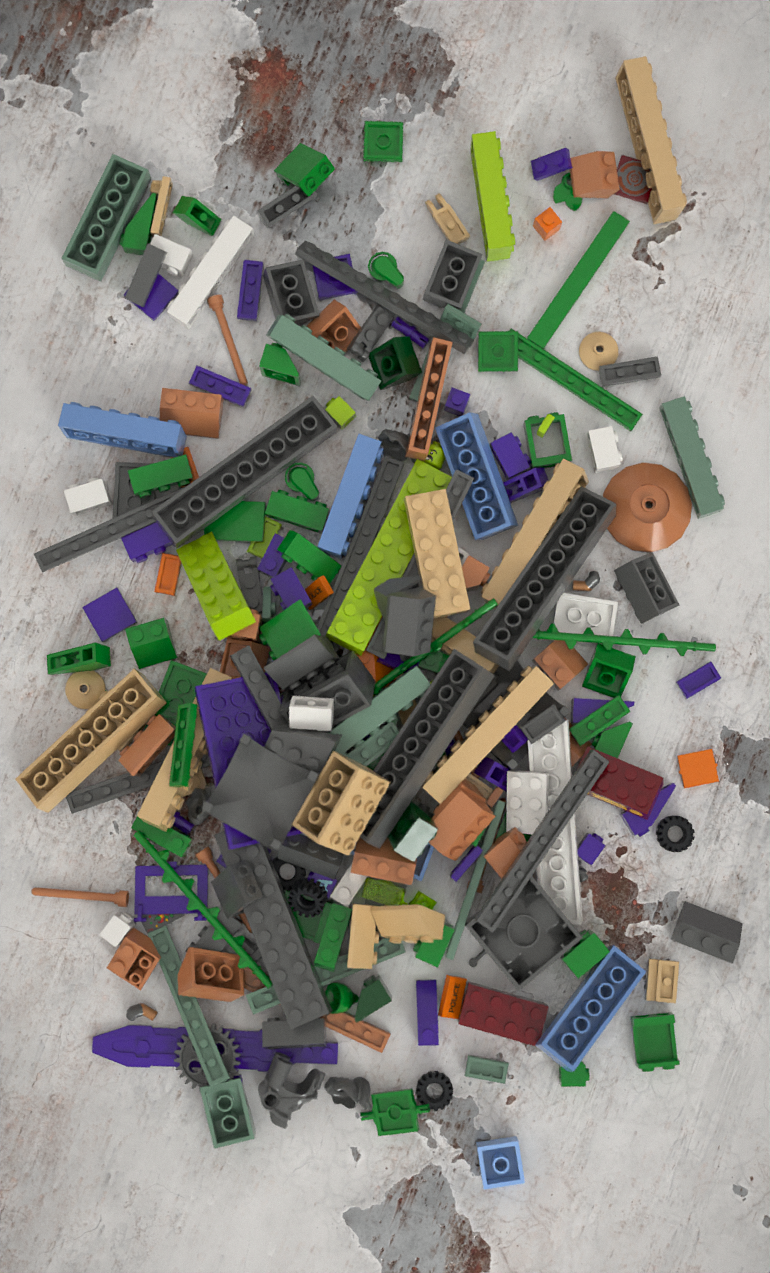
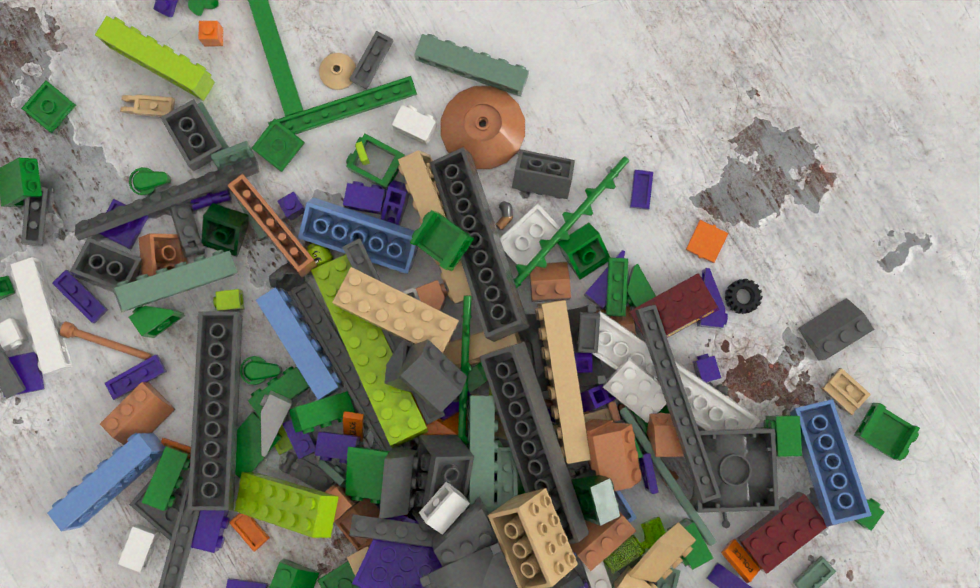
camera: 55 degrees left, 0 degrees up
(276, 520) = (272, 416): none -> light grey slope
(525, 545) = (441, 240): none -> green panel

